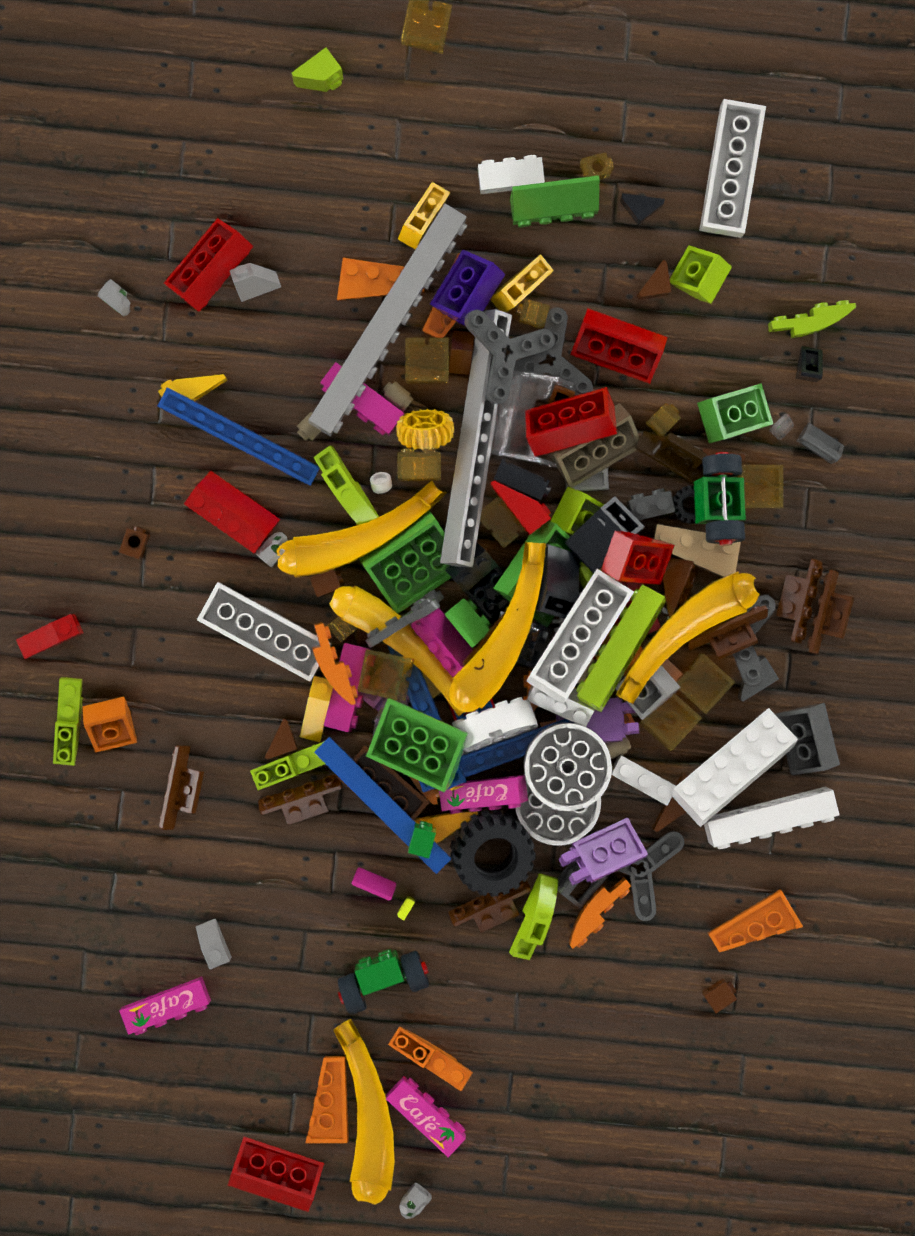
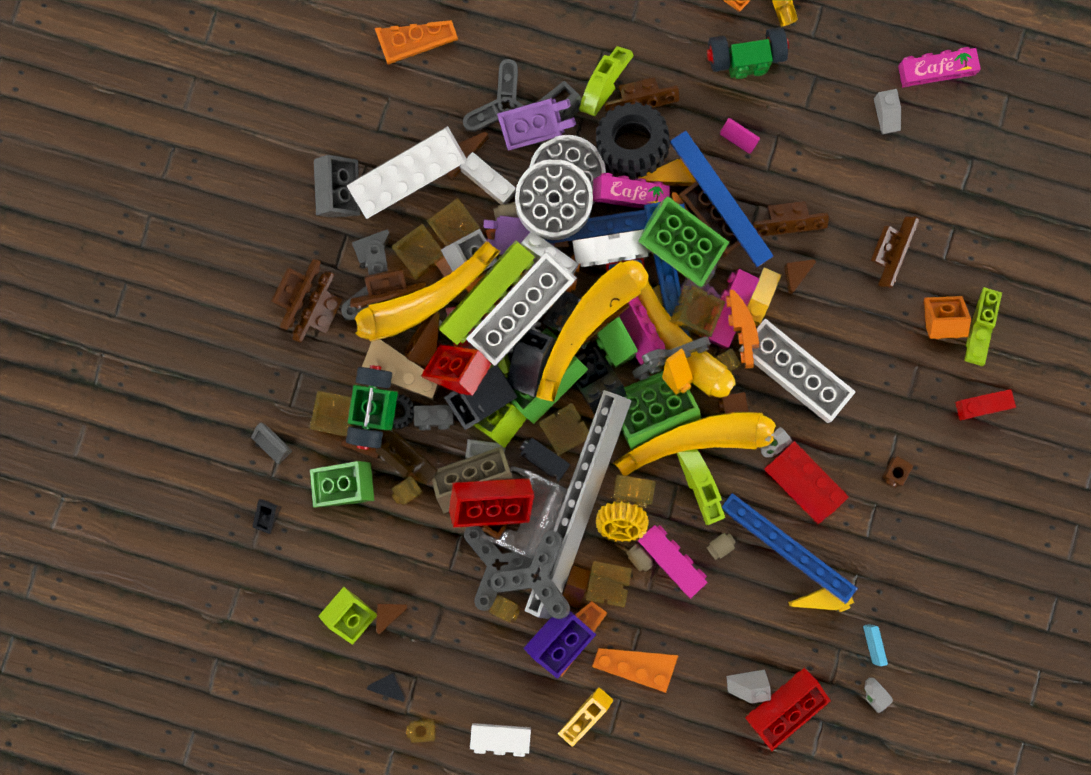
camera: 175 degrees left, 5 degrees down
(127, 349) = (875, 645): none -> medium azure tile
(286, 767) = (798, 250): lime slope -> none
(381, 482) = (669, 484): white tile -> none
(387, 320) = (636, 627): light grey brick -> none
(395, 600) = (677, 373): none -> light orange slope
(406, 907) = (715, 110): neon yellow tile -> none
(422, 839) = (694, 159): green brick -> none
(521, 284) = (510, 637): yellow slope -> none
(525, 509) = (546, 431): red slope -> none
(555, 201) = (465, 705): bright green slope -> none
(589, 918) = (557, 71): orange slope -> none
(619, 346) = (433, 565): red slope -> none
(732, 168) = (299, 706): white brick -> none
(771, 816) = (382, 125): white brick -> none
(782, 427) = (302, 465): clear slope -> none
(820, 318) = (248, 555): lime slope -> none

